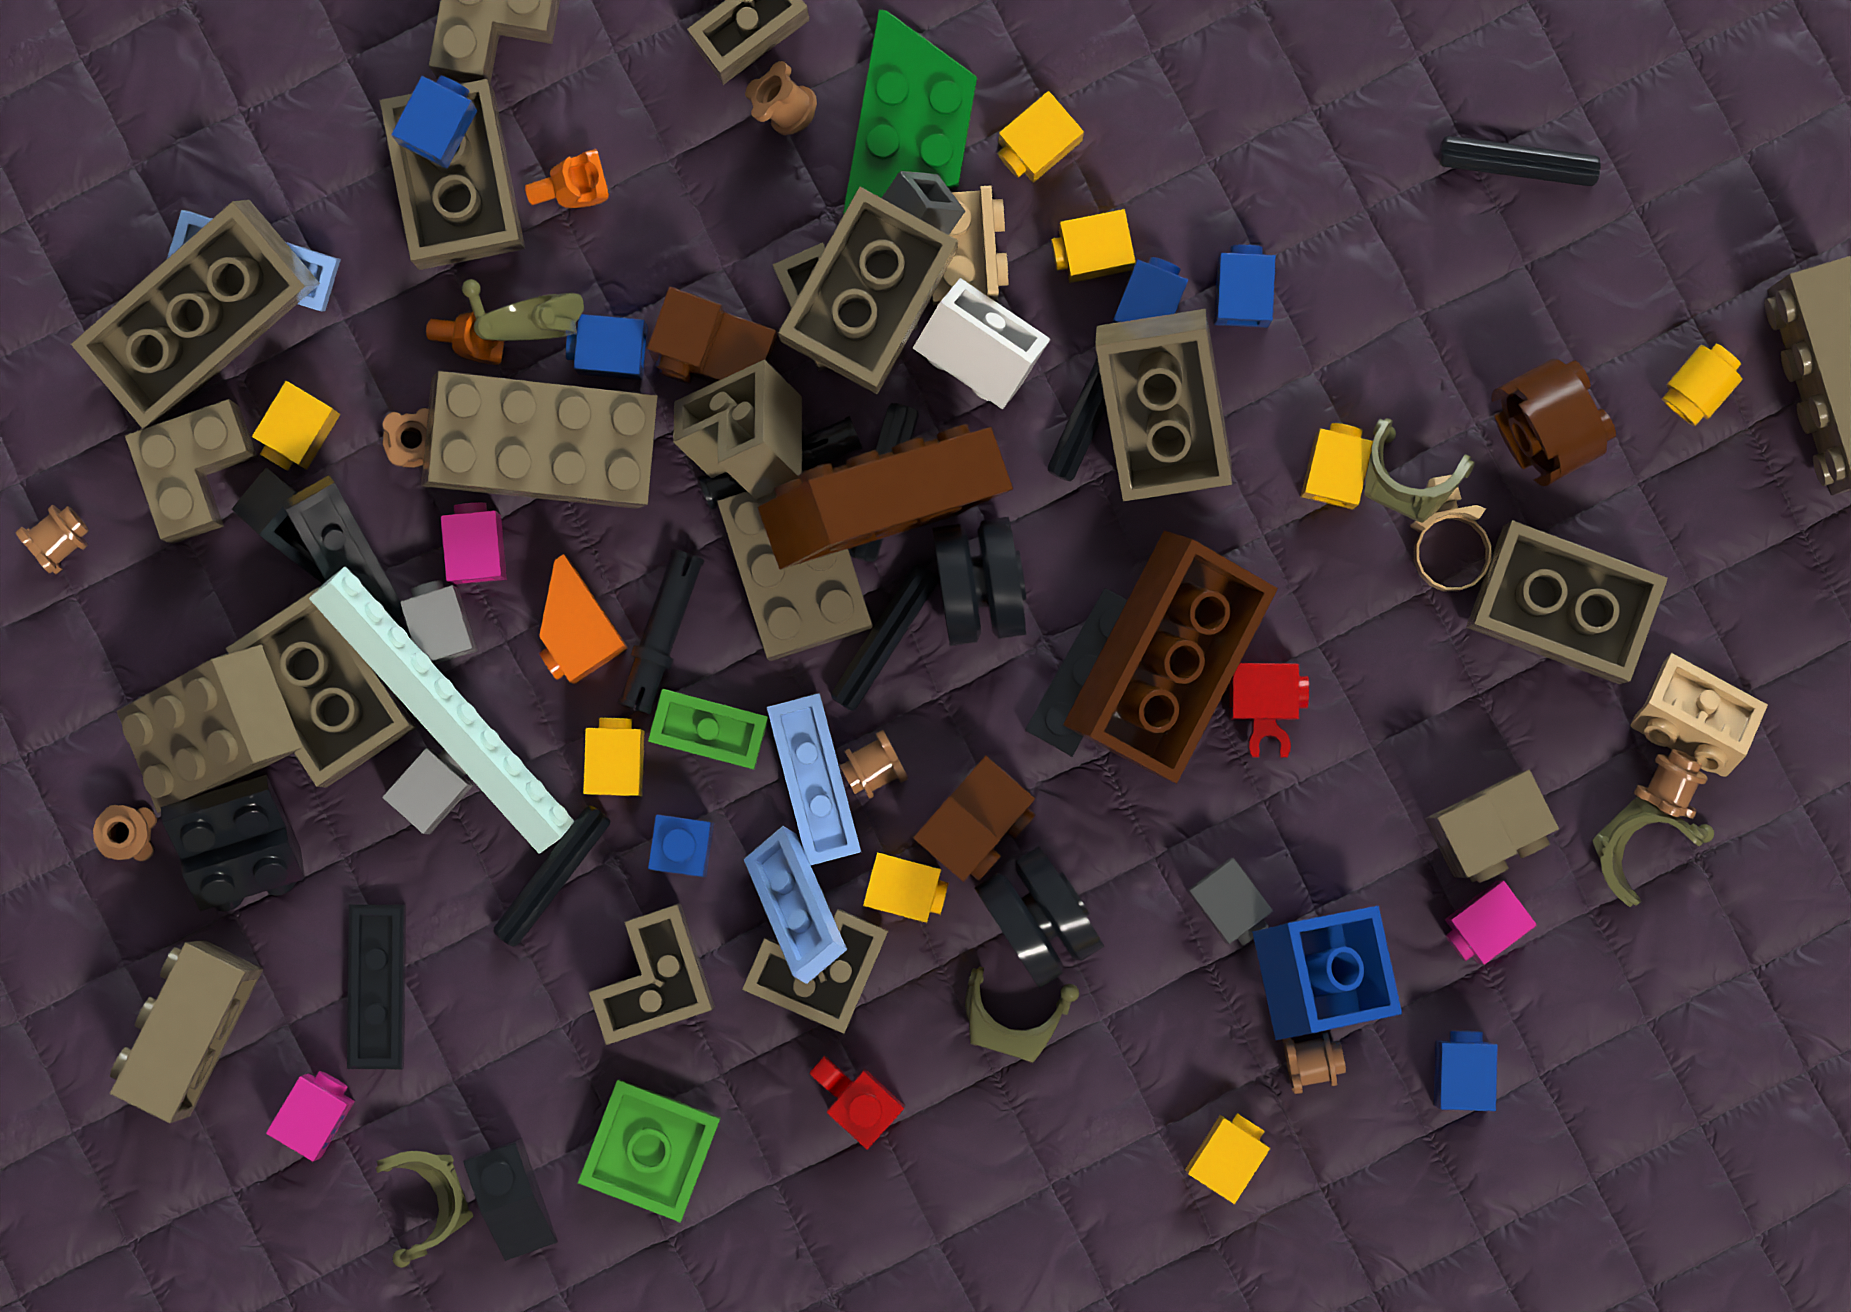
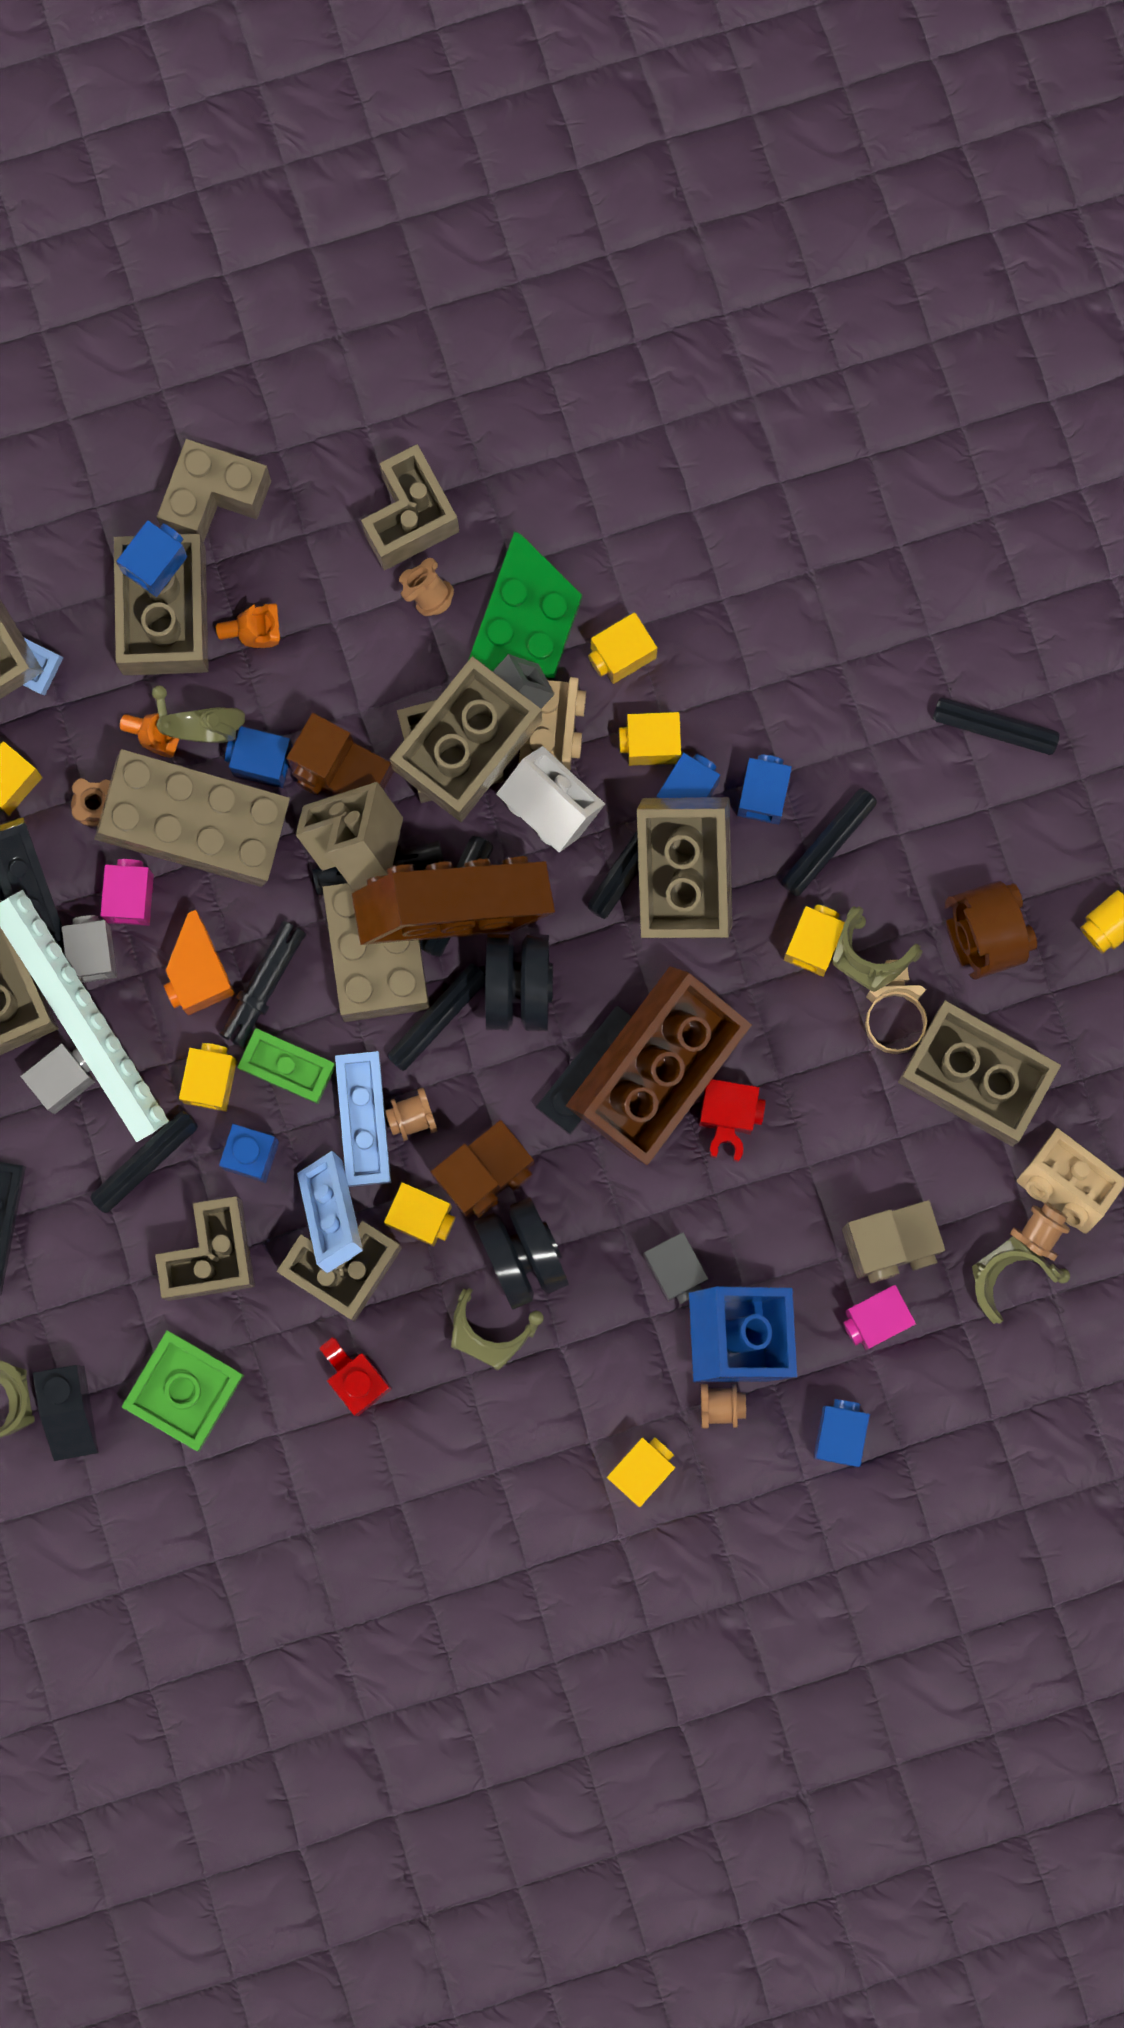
camera: 10 degrees right, 5 degrees down
(1335, 340) = (829, 842): none -> black axle

